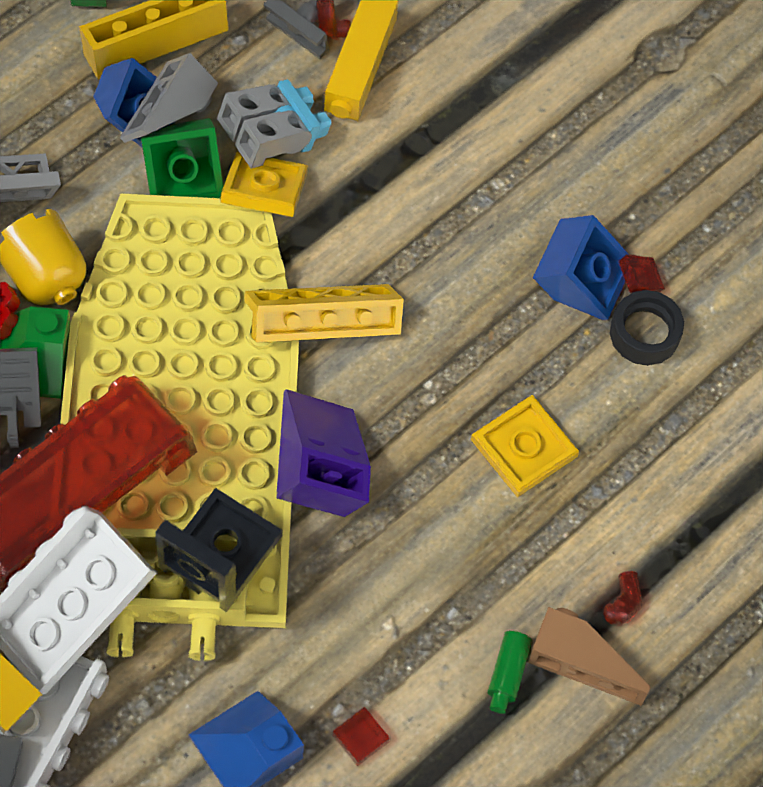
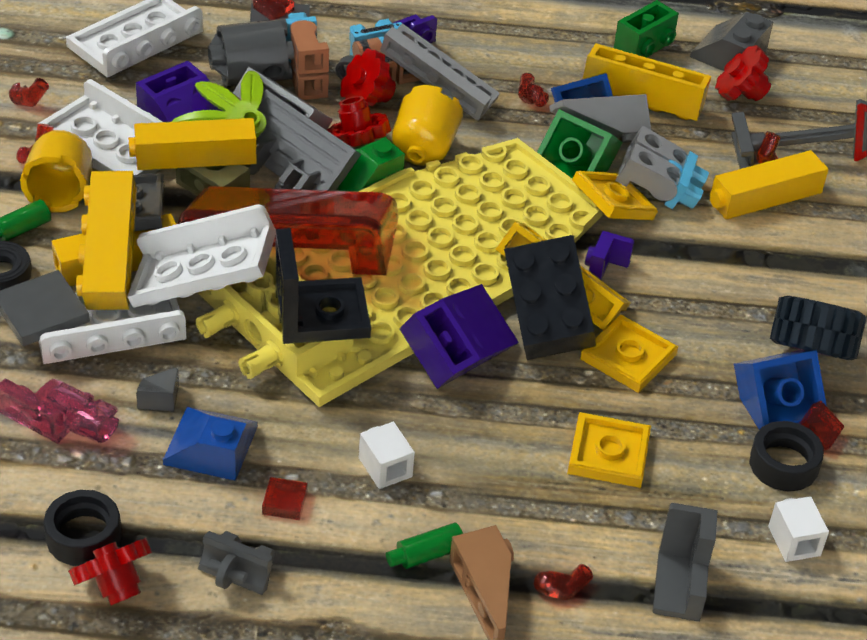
camera: 50 degrees right, 20 degrees down
(61, 125) = (531, 93): none -> clear red arm
(152, 744) = (159, 391): none -> dark grey slope
(321, 259) = (609, 249): none -> dark purple bracket
(356, 353) = (550, 297): none -> black brick
(390, 621) = (386, 455): none -> white brick
(440, 337) = (629, 353): none -> yellow tile
(565, 187) = (818, 327): none -> black wheel
(690, 505) = (684, 561): none -> dark grey panel
(720, 388) = (798, 528): none -> white brick

